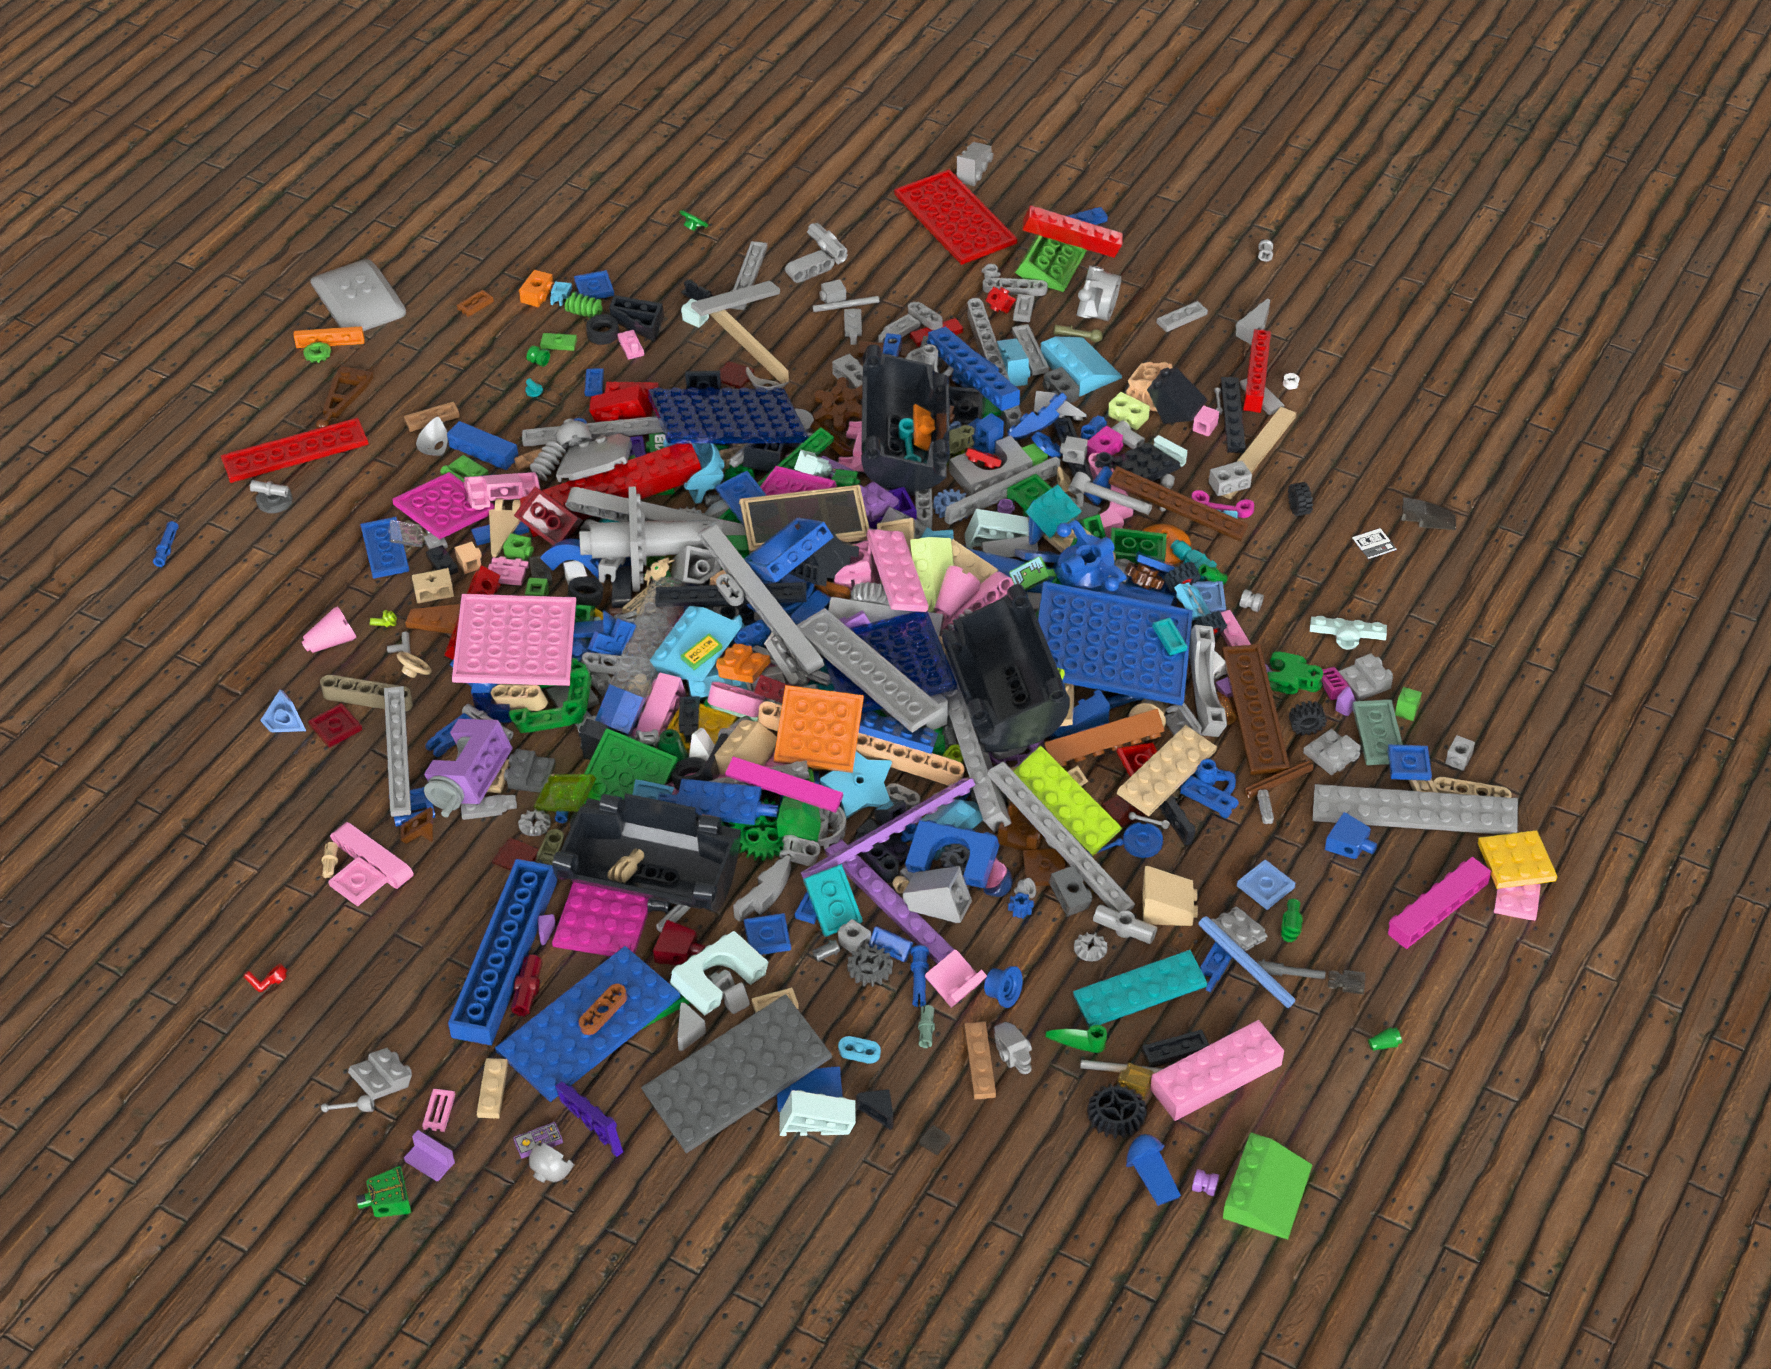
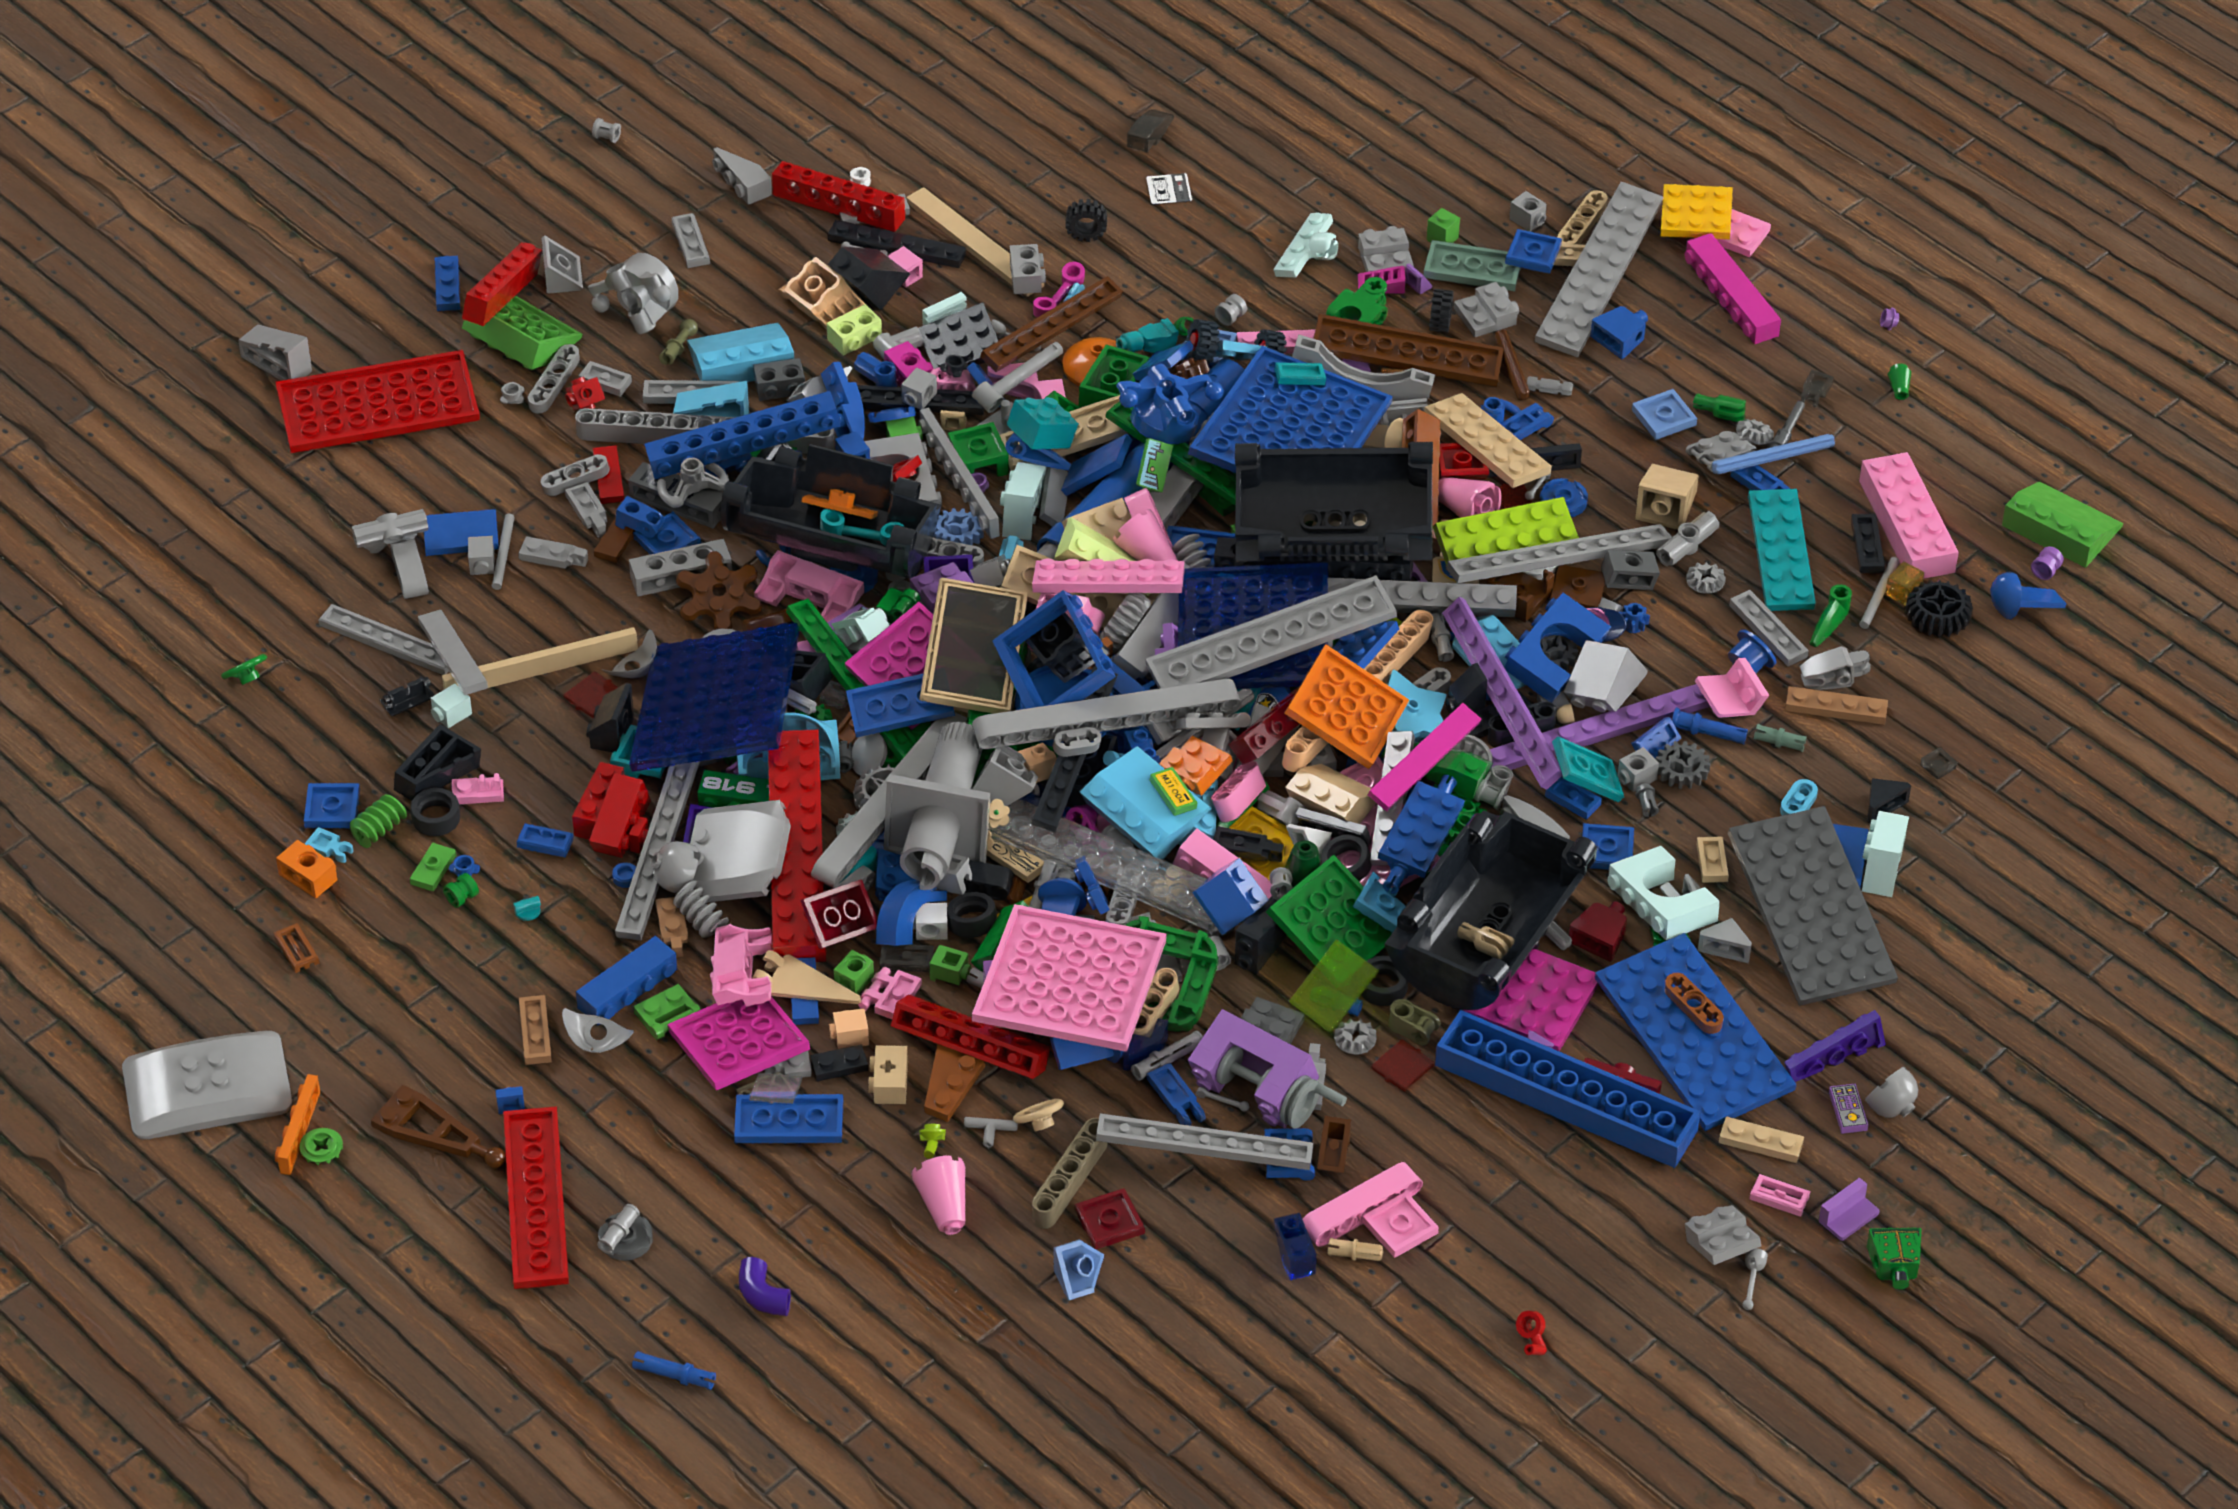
camera: 75 degrees left, 0 degrees up
(234, 565) = (760, 1294): none -> dark purple cylinder
(320, 823) = (1295, 1246): none -> clear blue slope
(369, 419) = (510, 1099): none -> blue plate
(561, 354) = (464, 864): none -> blue plate
(855, 280) = (450, 531): none -> blue tile
(1047, 997) = (1768, 628): none -> light grey plate
(1102, 777) = (1469, 496): none -> bright pink cone
(1118, 258) = (561, 268): none -> light grey slope
(1278, 955) = (1754, 431): none -> light grey gear
(1462, 1019) = (1889, 318): none -> medium lavender plate

